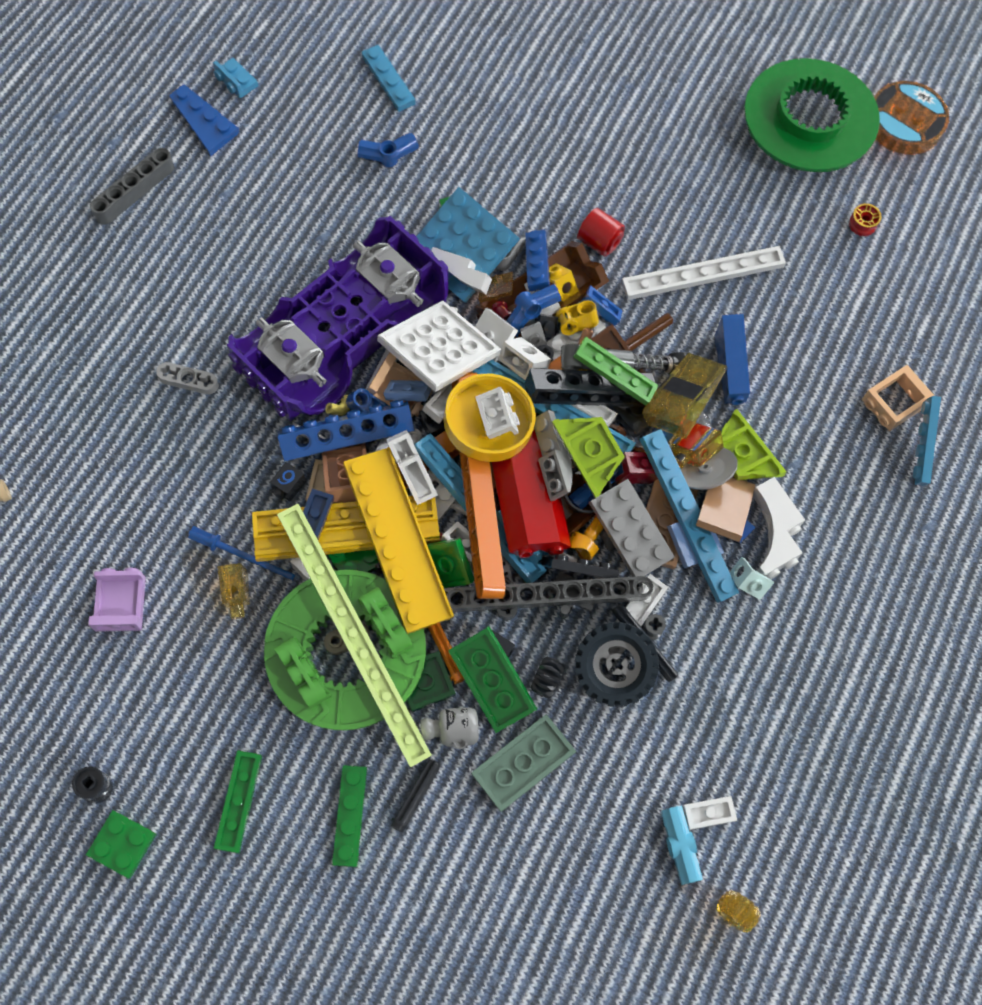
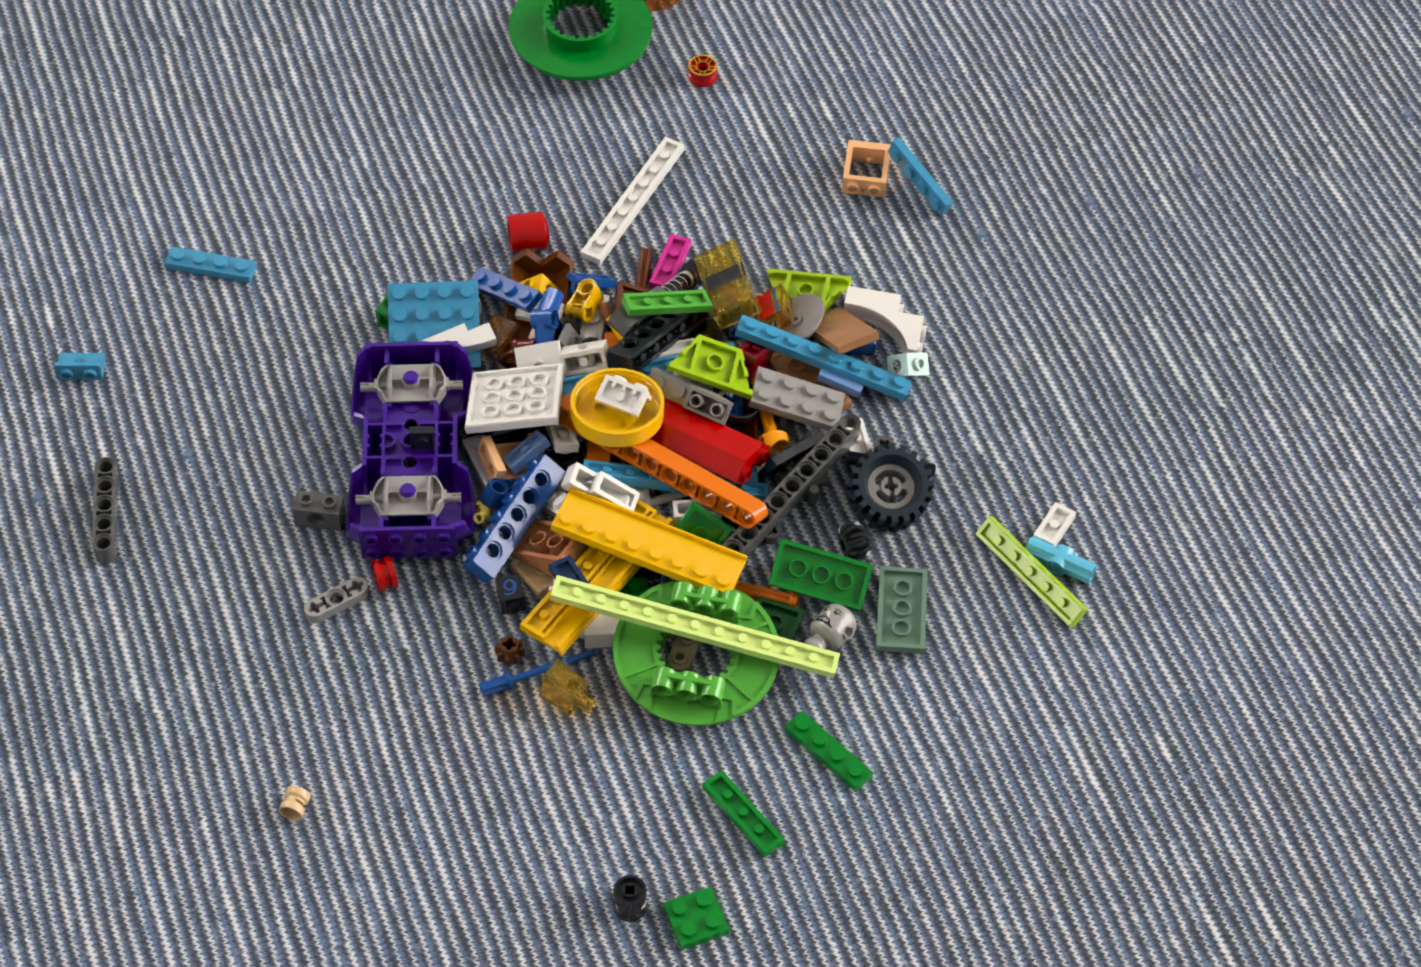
camera: 45 degrees left, 15 degrees down
(118, 600) = (486, 781): lavender panel -> none
(207, 123) = (104, 417): blue wing -> none
(229, 389) = (384, 574): none -> red wheel
(239, 516) = (509, 650): none -> reddish brown gear
(245, 305) = (319, 510): none -> dark grey brick
(341, 317) = (421, 437): none -> black plate
(388, 151) = (285, 315): blue piece -> none
(415, 796) = (867, 720): black axle -> none
(649, 833) = (1031, 571): none -> lime tile
(676, 340) = (670, 260): none -> dark pink plate
(732, 352) = (714, 227): blue slope -> none
(738, 911) = (1140, 559): clear yellow gear -> none

